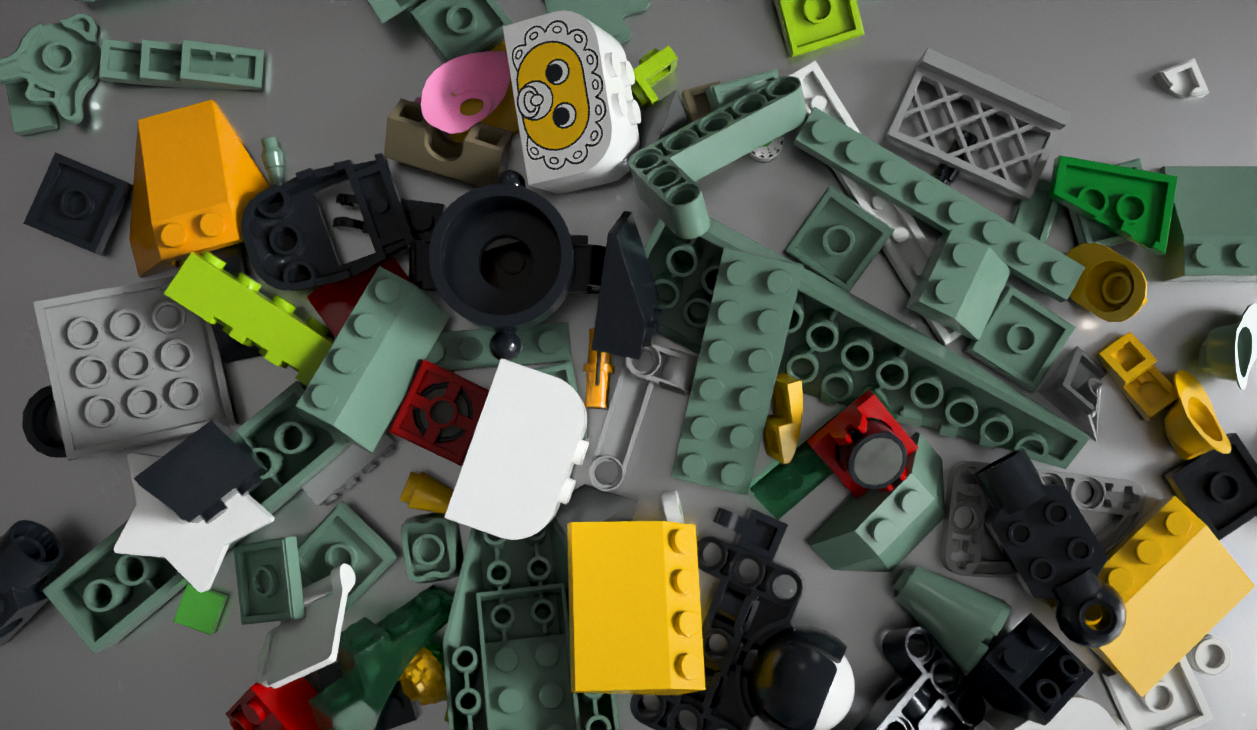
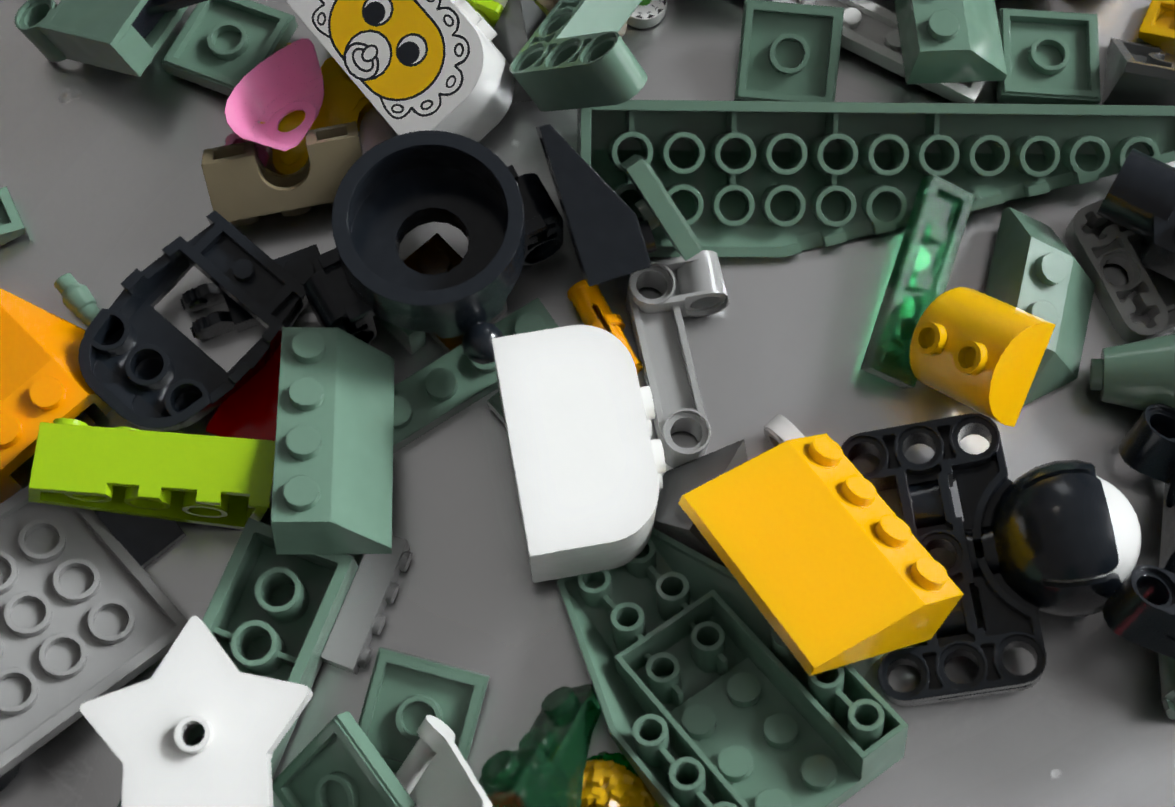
camera: 30 degrees left, 15 degrees down
(204, 473) = (200, 643): black slope -> none
(426, 493) = (484, 582): yellow cone -> none
(431, 548) = (524, 650): sand green piece -> none
(442, 412) = (451, 469): red piece -> none
(673, 315) = (659, 207): none -> sand green plate
(736, 370) = (766, 240): sand green plate -> none
(756, 531) = (891, 408): black plate -> none
(784, 427) = (857, 282): yellow slope -> none
(827, 530) = (979, 351): none -> yellow brick
(868, 451) = (967, 237): piece -> none

